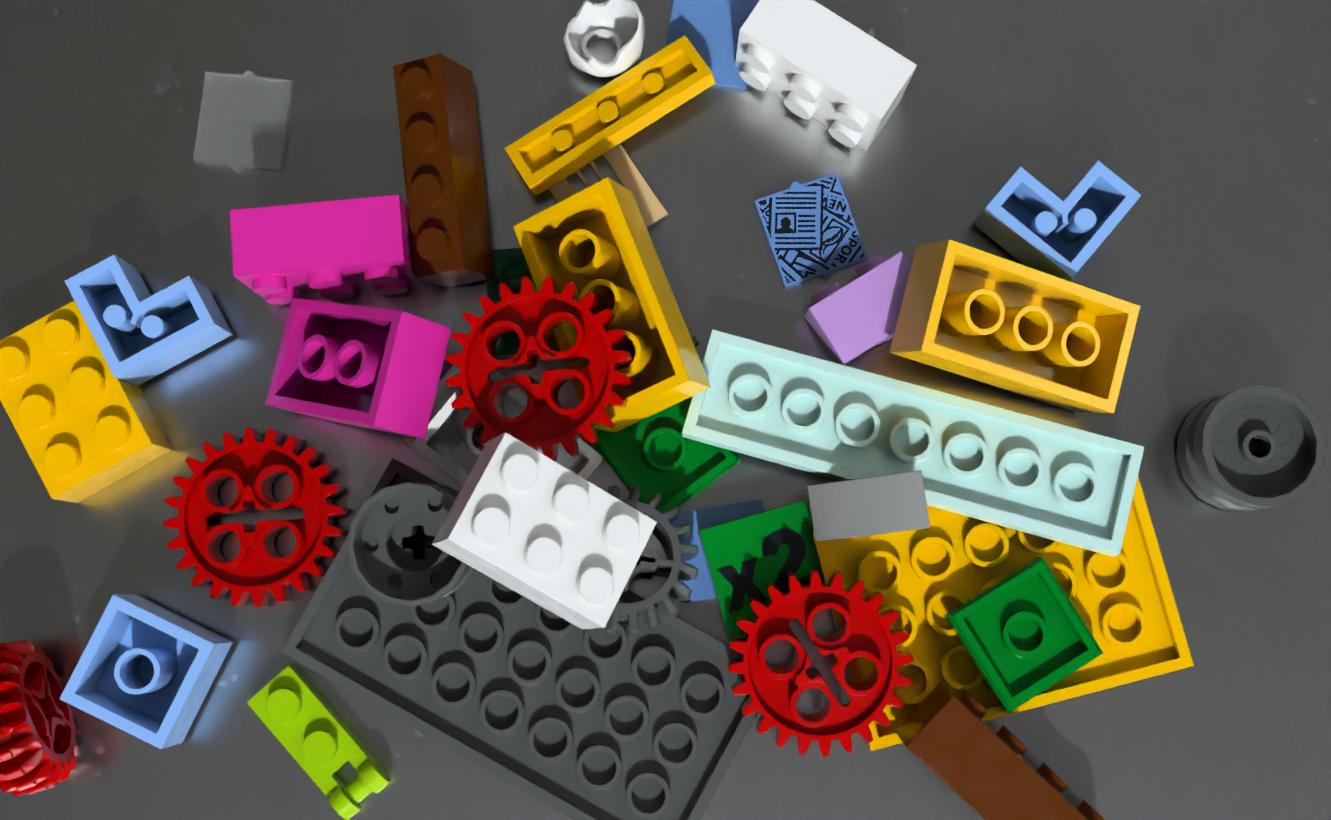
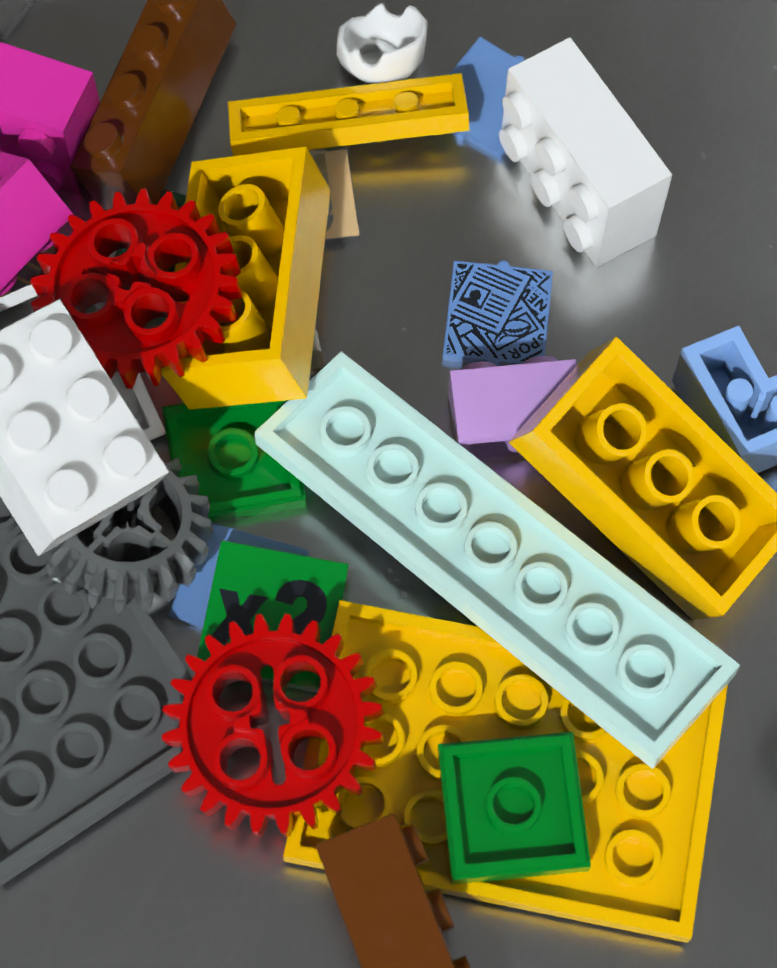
camera: 25 degrees right, 15 degrees down
(869, 506) = (408, 582): light grey slope -> none

